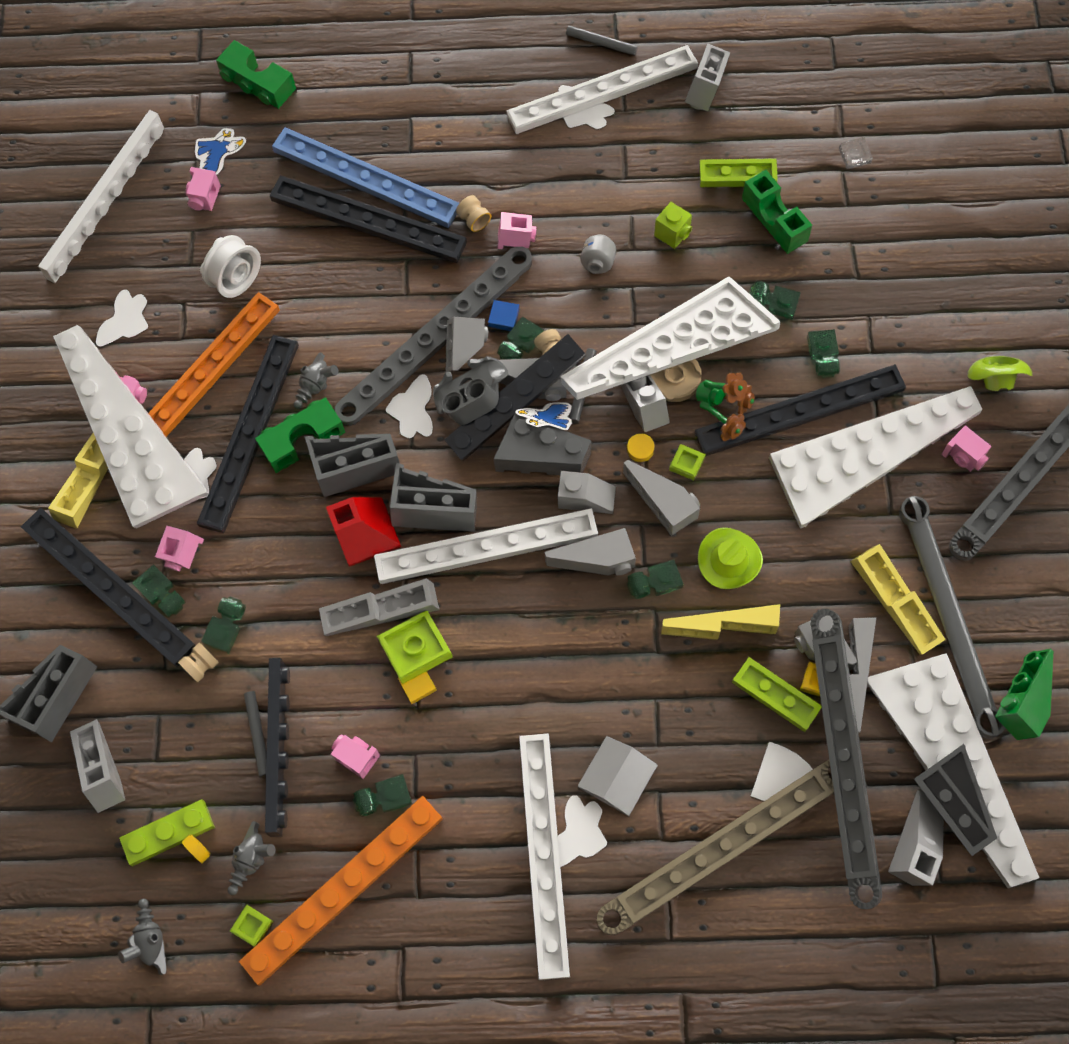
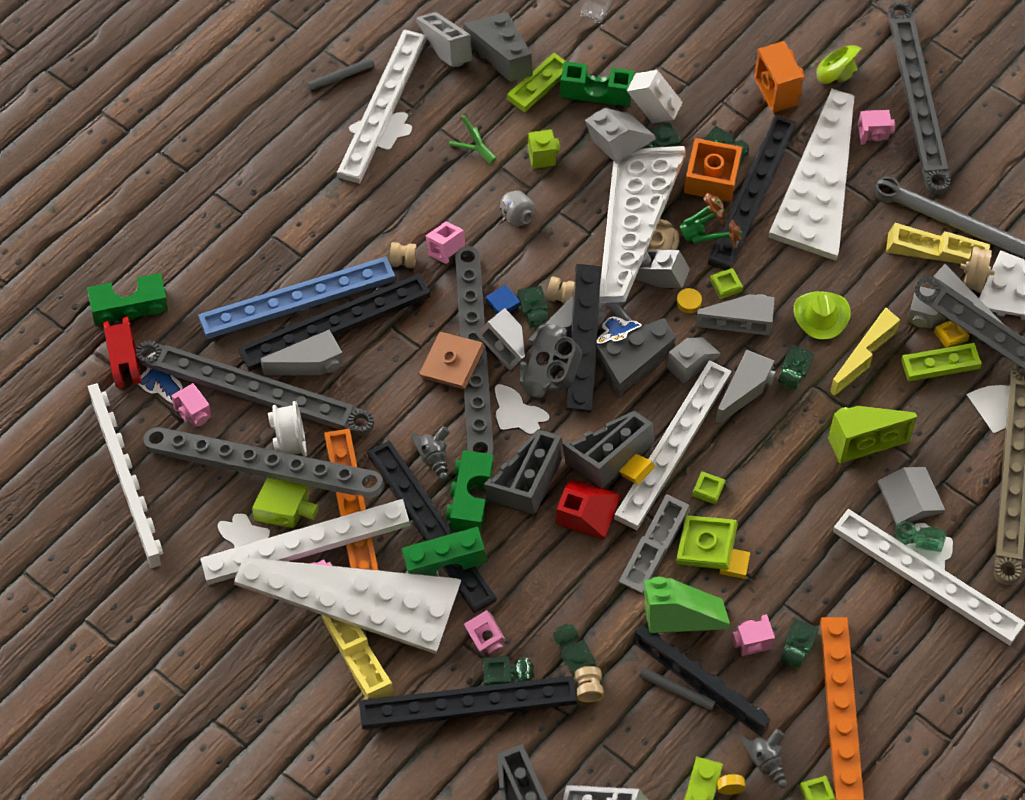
camera: 55 degrees left, 10 degrees down
(152, 359) = (309, 540): none -> white plate
(174, 313) = (283, 503): none -> lime torso
(187, 275) = (264, 462): none -> dark grey plate
(206, 109) = (122, 351): none -> red piece
(209, 455) = (457, 548): none -> green arch
(258, 218) = (254, 387): none -> dark grey plate
(322, 229) = (308, 357): none -> light grey slope
(325, 677) = (679, 607): none -> bright green slope
(407, 324) = (452, 360): none -> nougat plate
(429, 537) = (637, 469): none -> yellow tile
(472, 606) = (708, 488): none -> lime tile
(581, 823) = (926, 538): none -> clear green plate
(631, 181) = (479, 147): none -> bright green plant
(631, 685) = (868, 430): none -> lime slope
(740, 117) = (502, 45): none -> dark grey wedge
(744, 264) = (617, 133): none -> light grey slope
(782, 361) = (712, 169): none -> orange brick
(805, 260) = (654, 96): none -> white brick
(899, 649) = (977, 269): none -> tan wheel
(931, 335) = (778, 76): none -> orange brick

